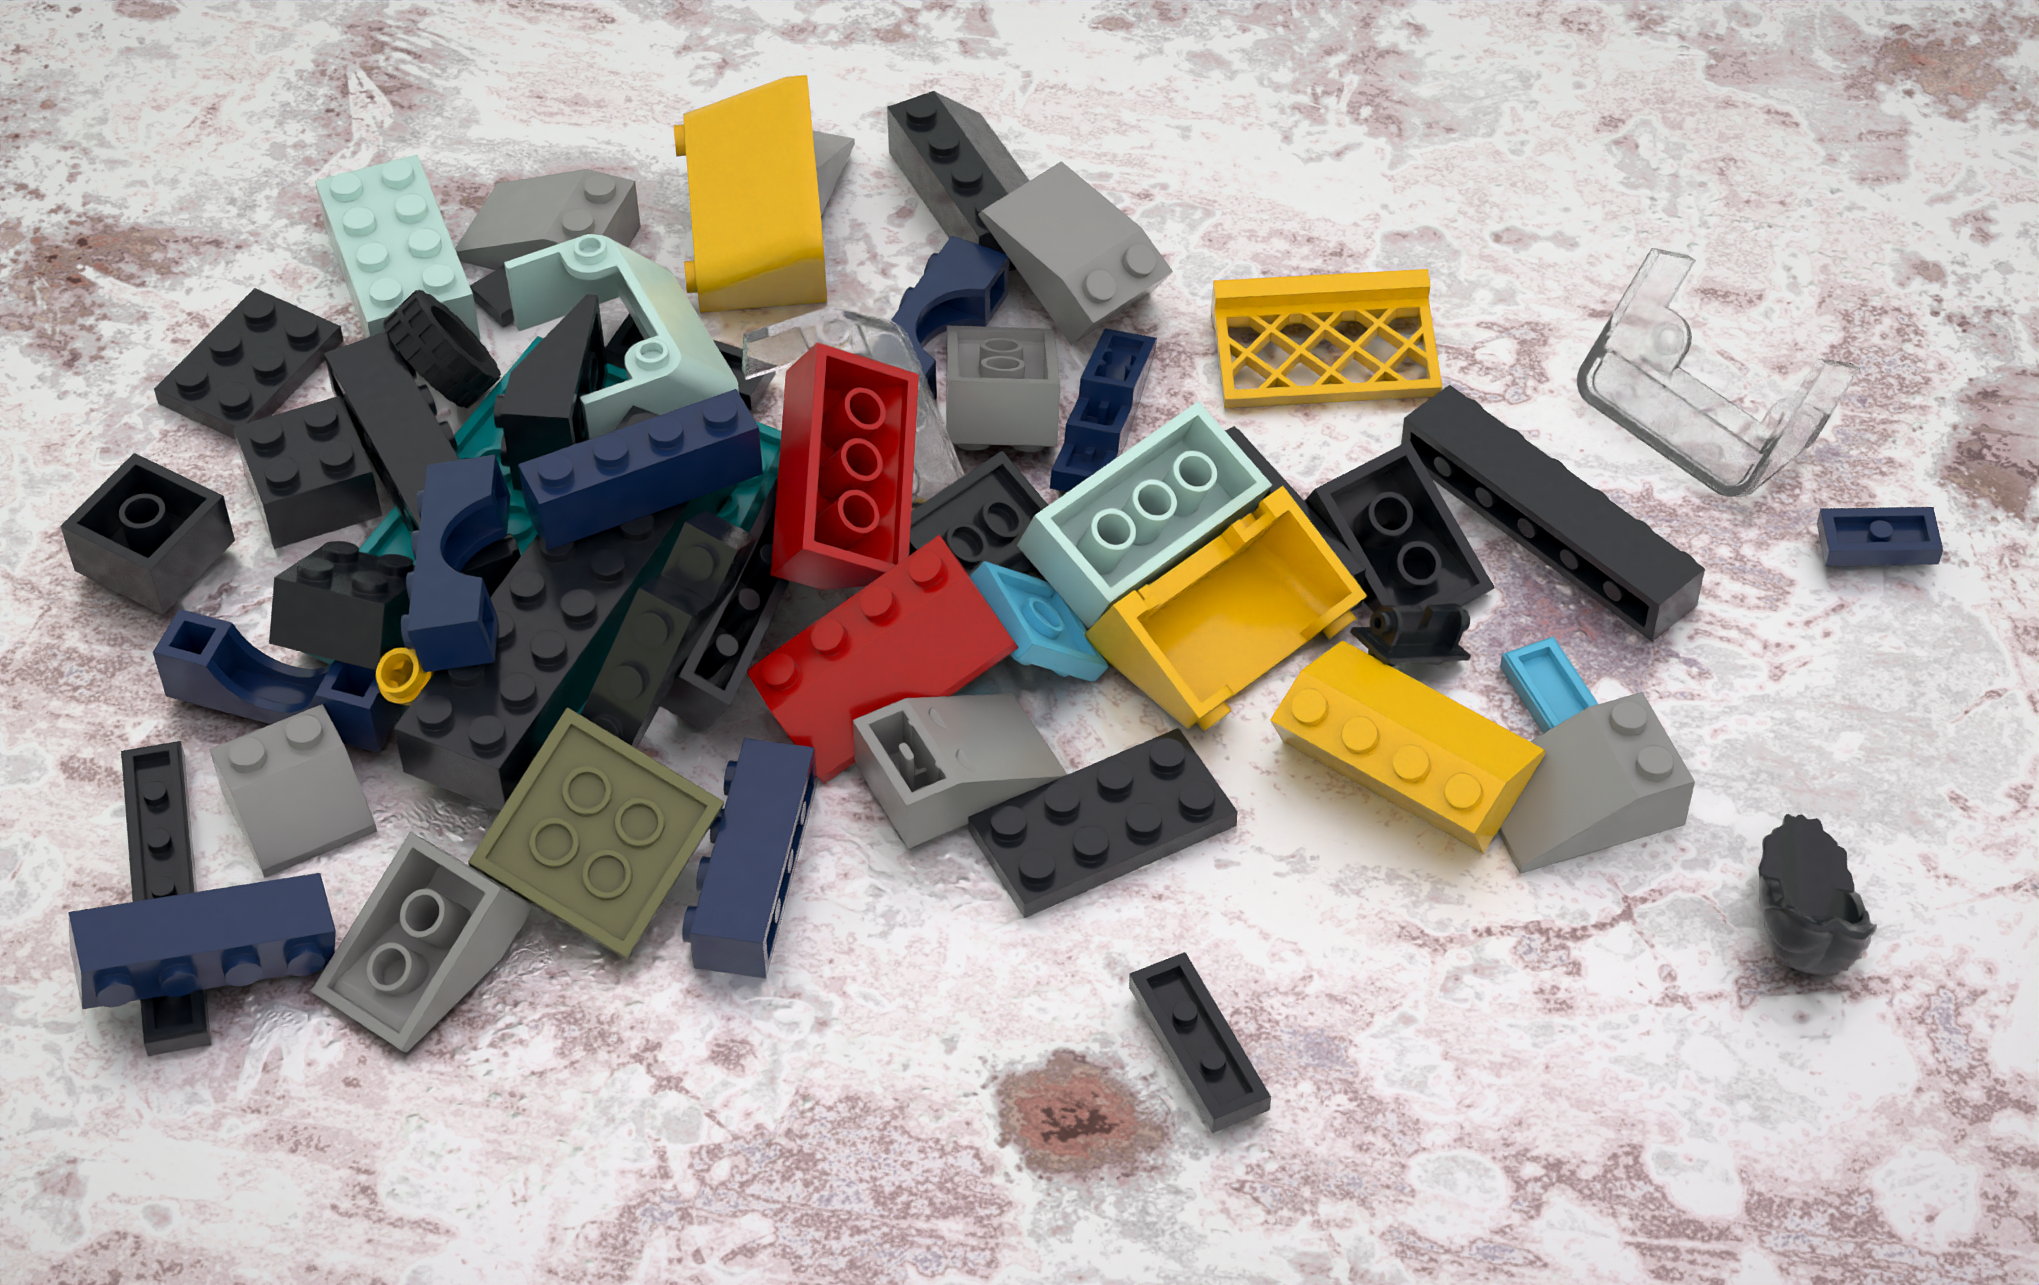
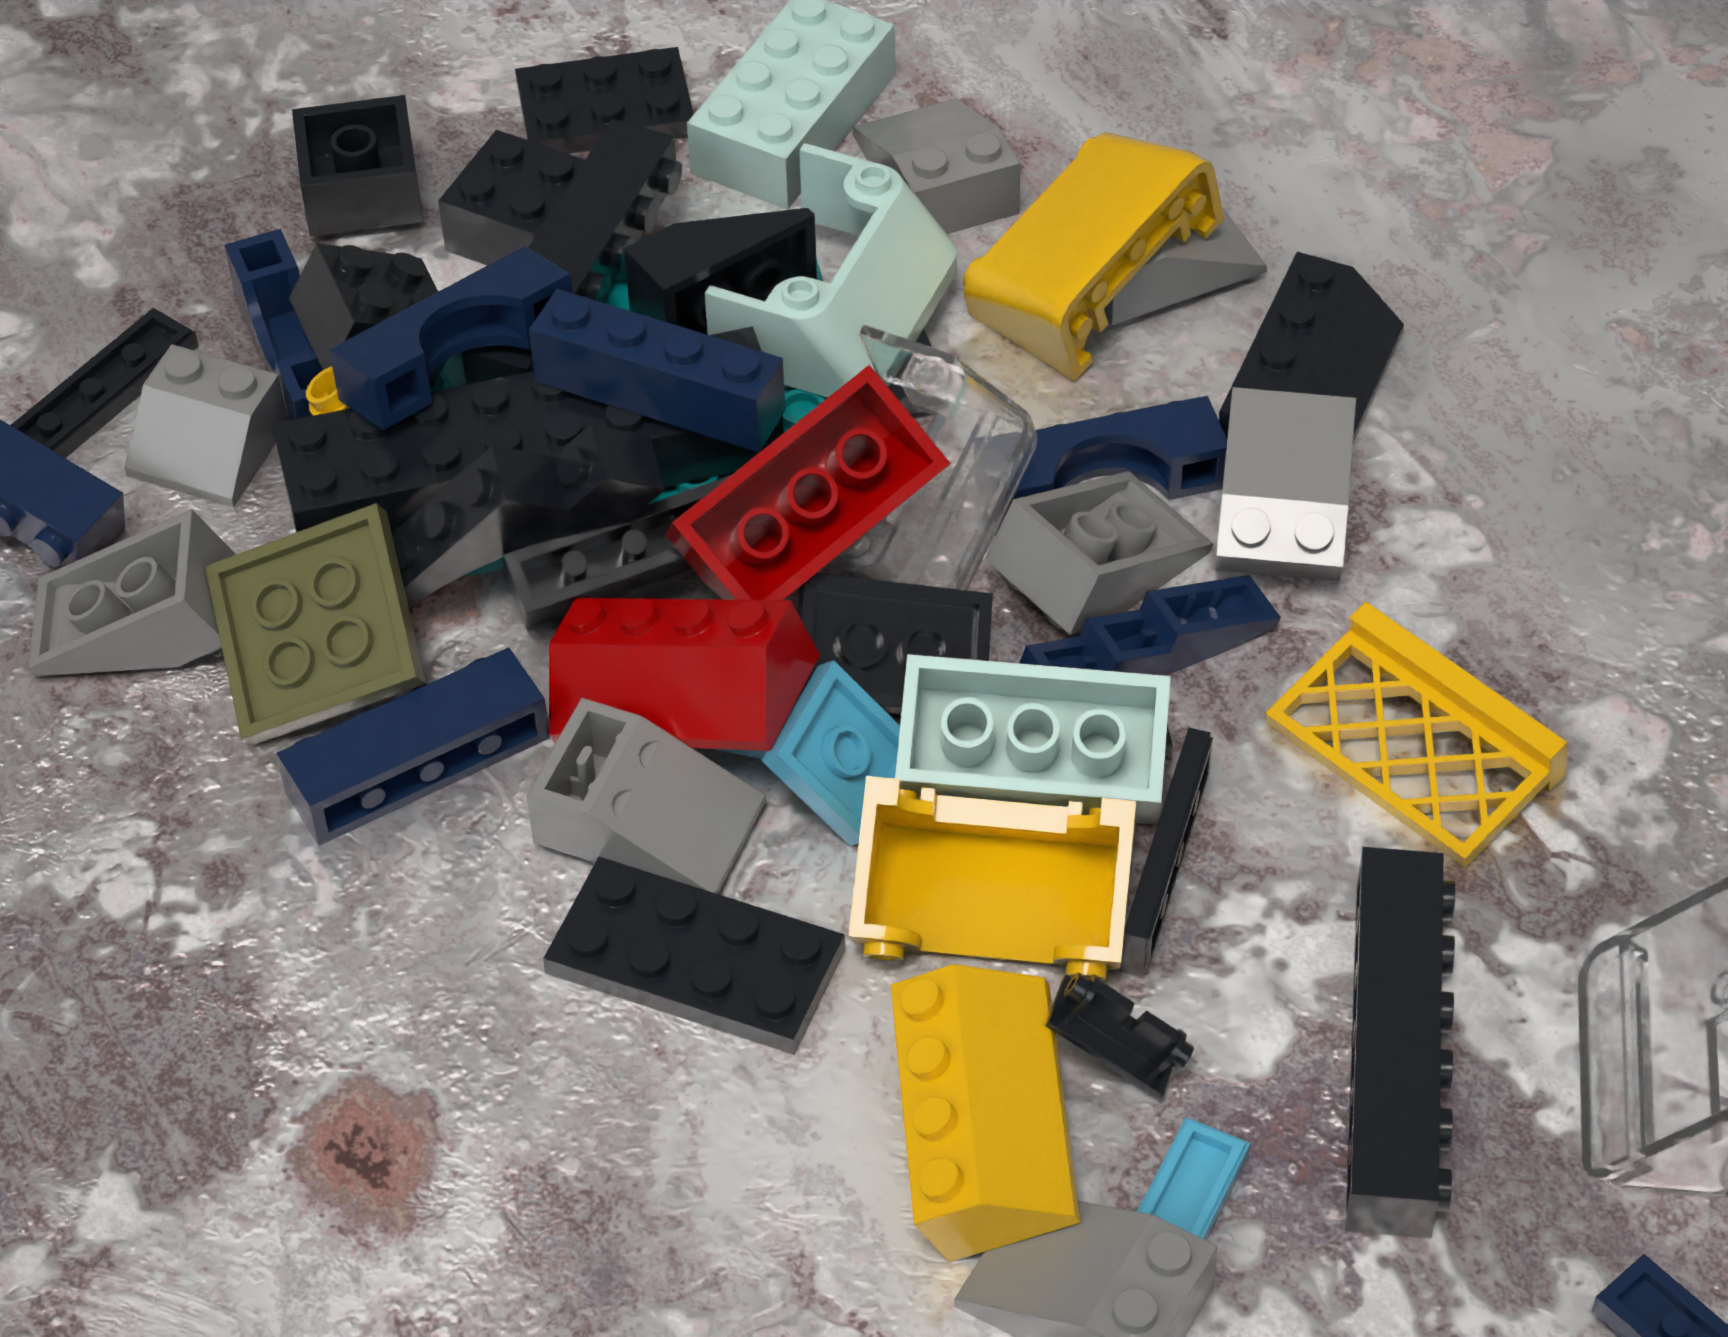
camera: 50 degrees right, 0 degrees up
(442, 349) = (732, 160): black tyre -> none
(1199, 1042) = (512, 1183): black plate -> none
(1401, 533) = (1226, 943): black slope -> none

